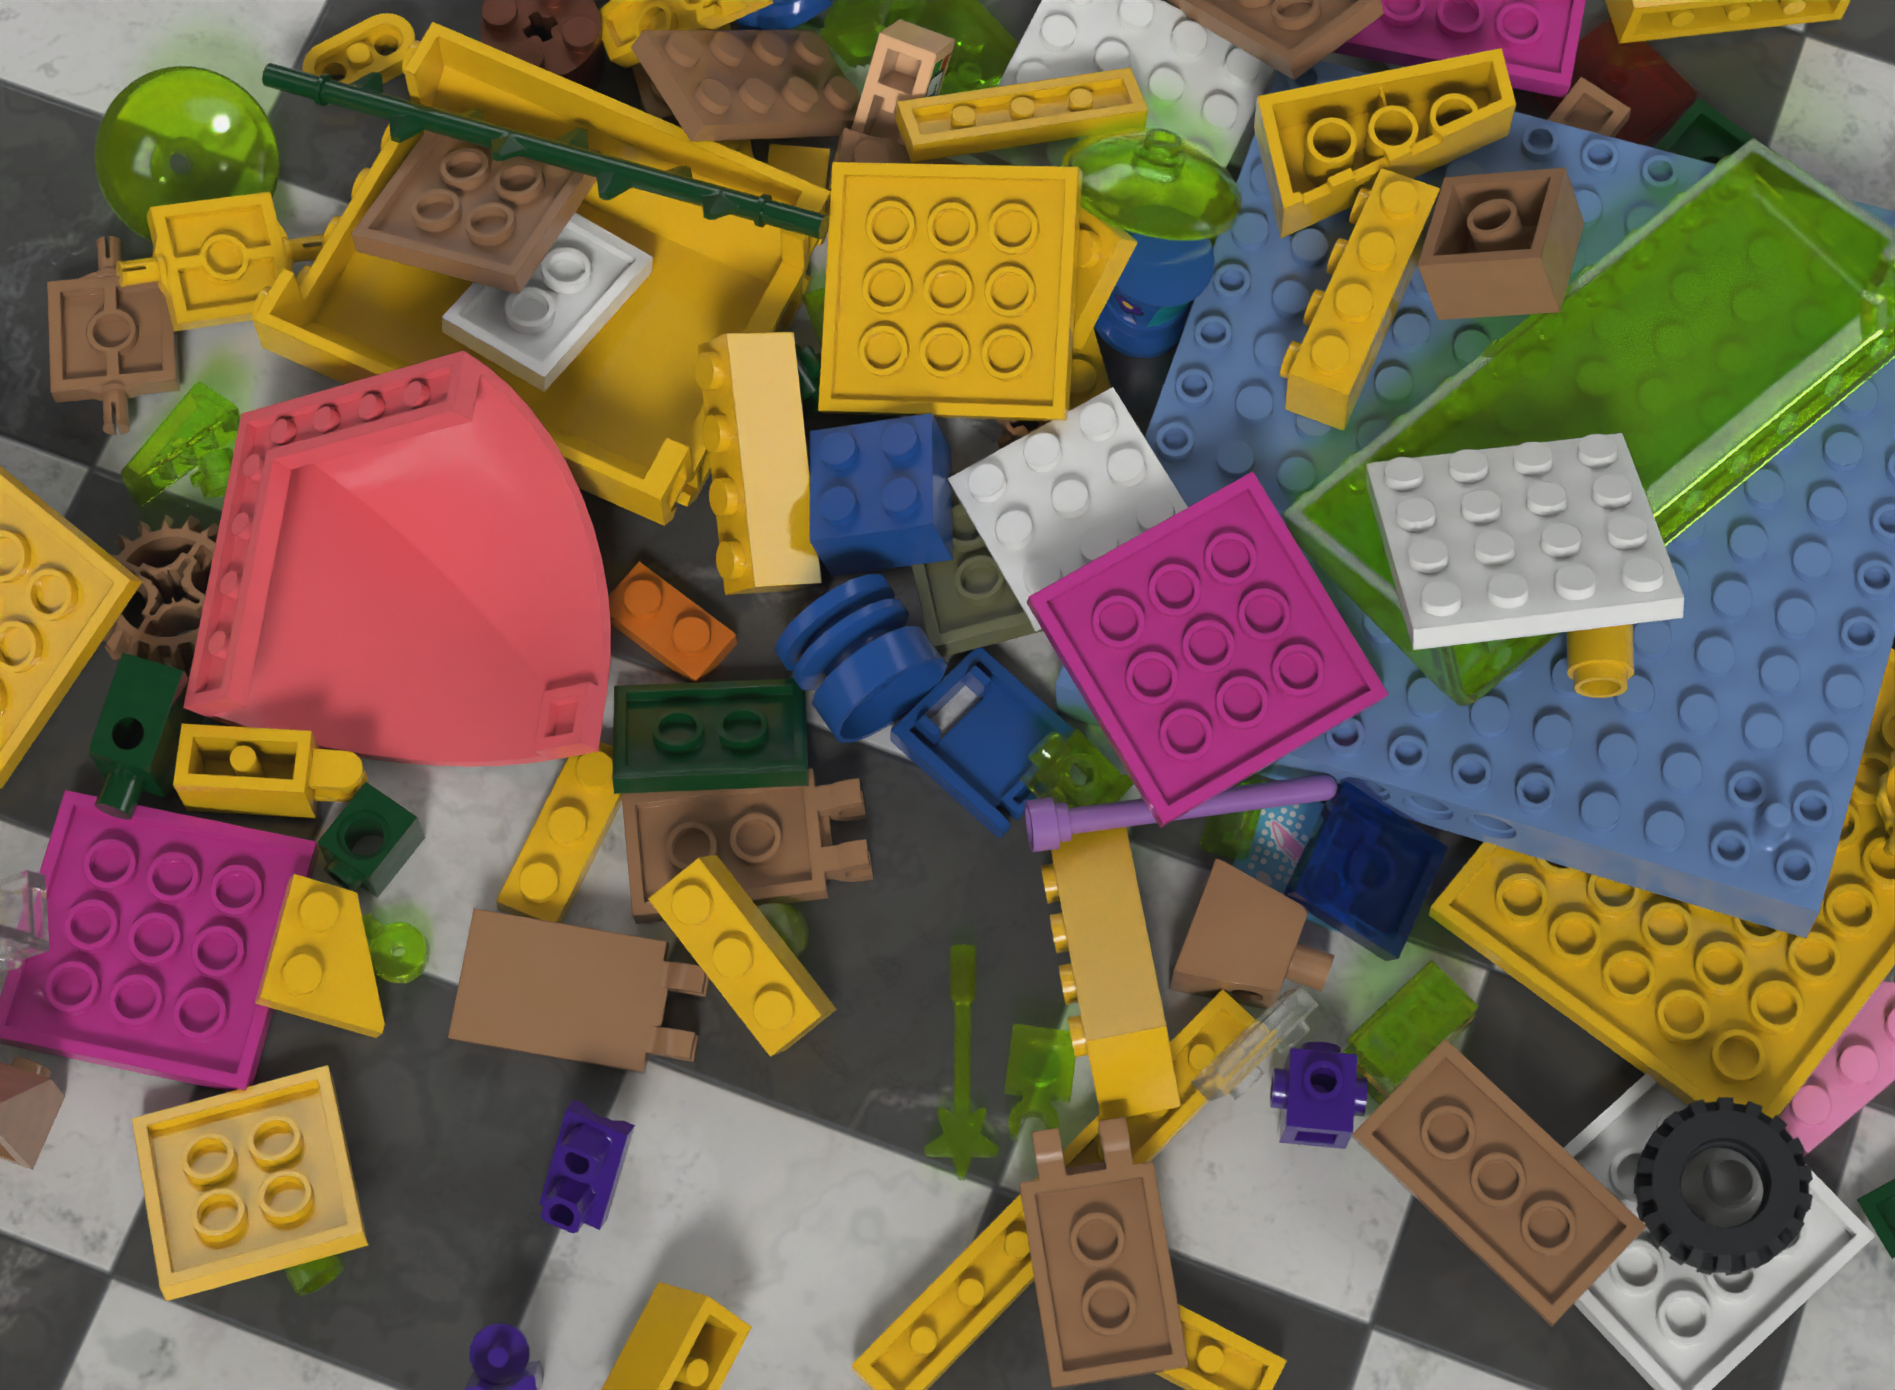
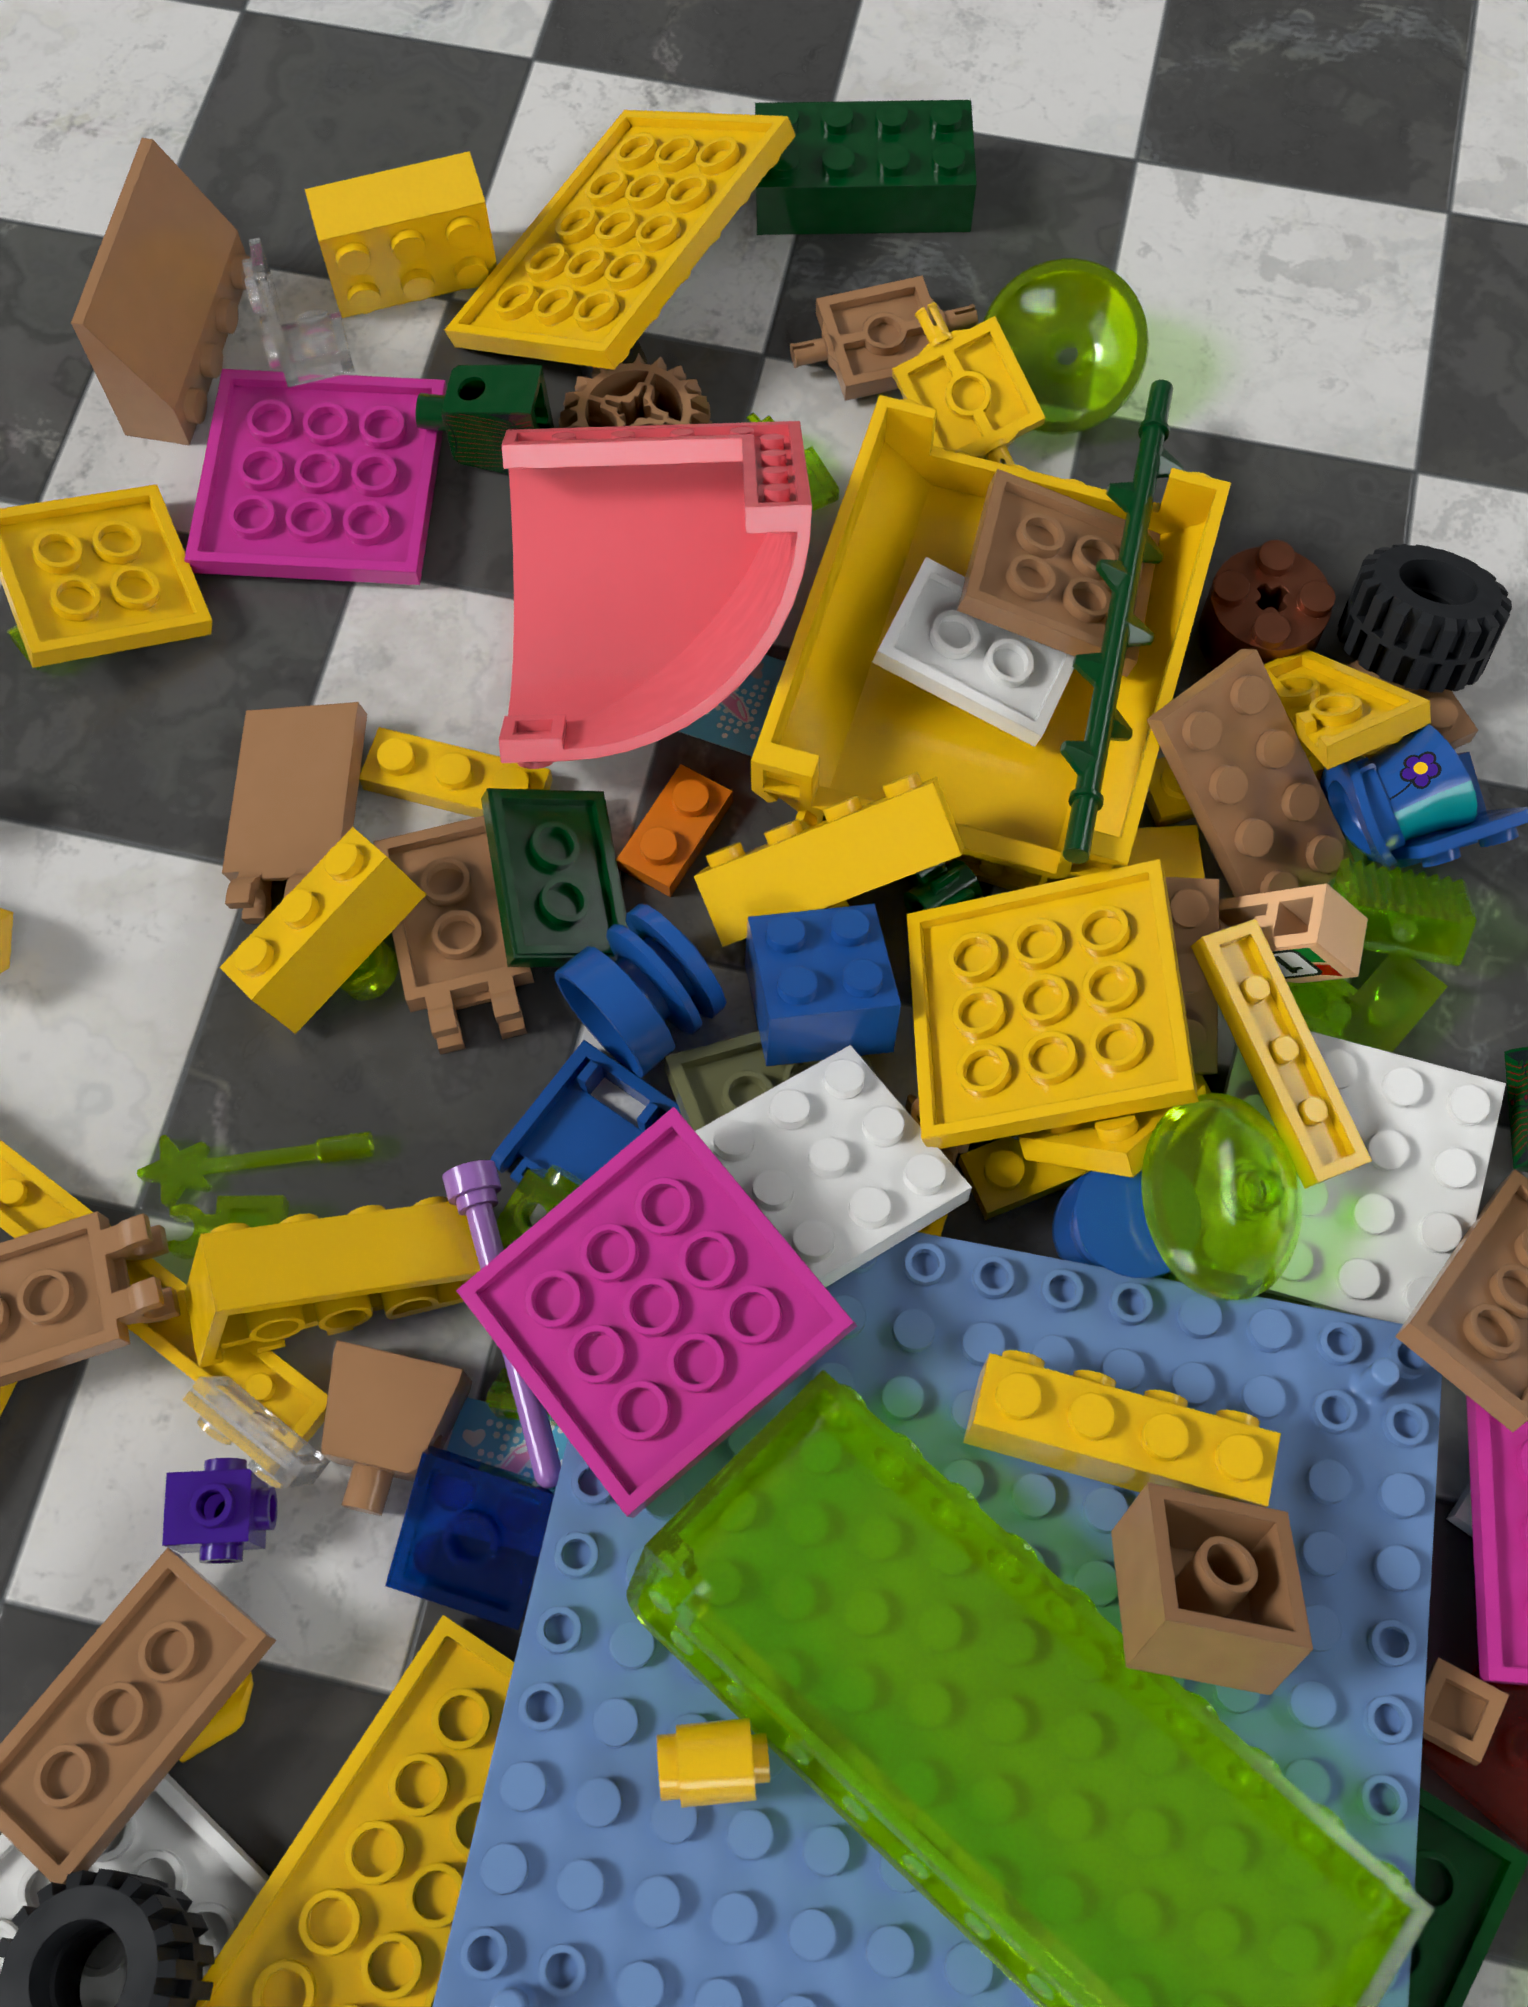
camera: 85 degrees right, 0 degrees up
(194, 428) = (786, 399): clear neon green slope -> none
(261, 771) = (471, 513): yellow brick -> none
(322, 960) = (305, 594): yellow wing -> none
(358, 49) = (1219, 462): yellow plate -> none
(370, 814) = (429, 636): dark green brick -> none
(389, 938) = (331, 660): clear neon green piece -> none
(584, 1169) = (117, 833): dark purple hips -> none
(1338, 134) = (1342, 1432): yellow wedge -> none
(1409, 1029) = (297, 1604): clear neon green hips -> none
(1522, 541) = (798, 1644): white plate -> none

